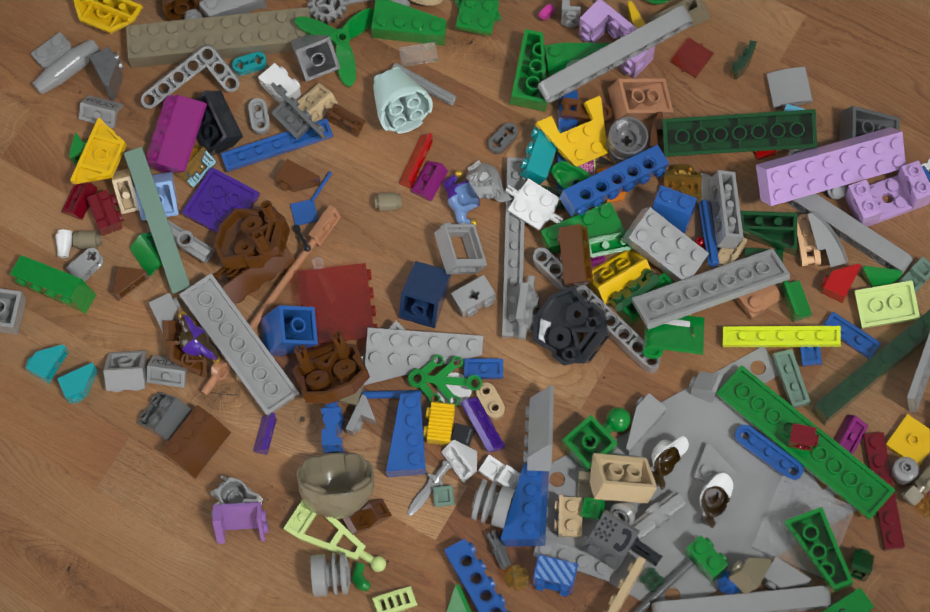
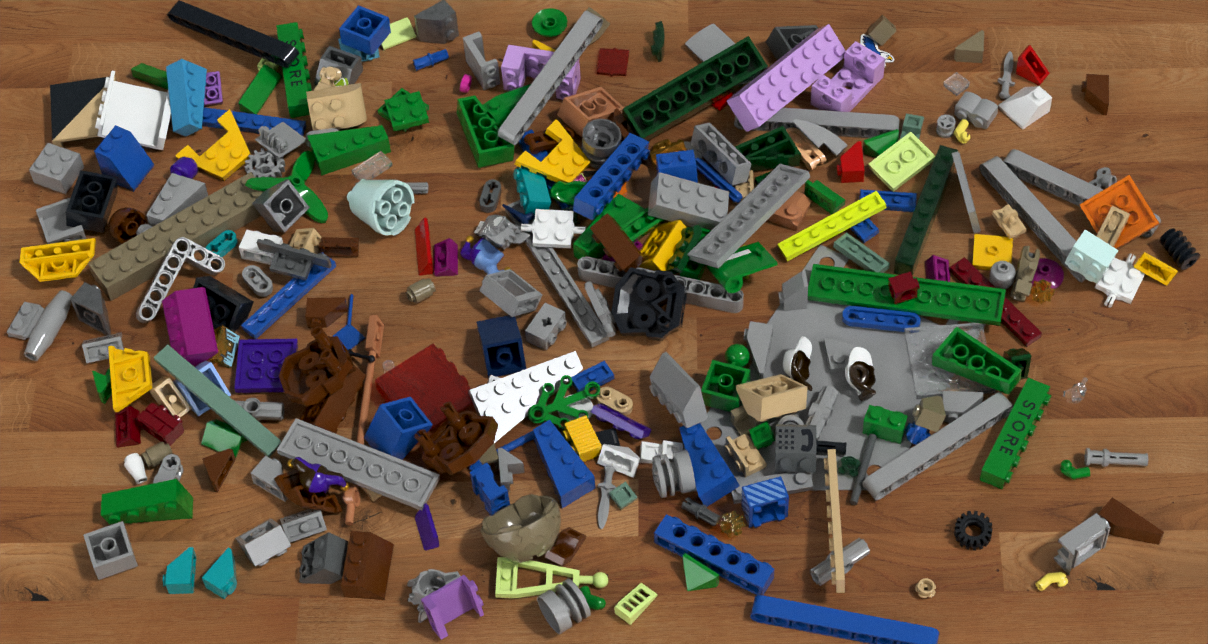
camera: 30 degrees left, 15 degrees down
(514, 180) = (520, 217): none -> dark blue bar
(838, 192) = (802, 100): light grey plate -> none

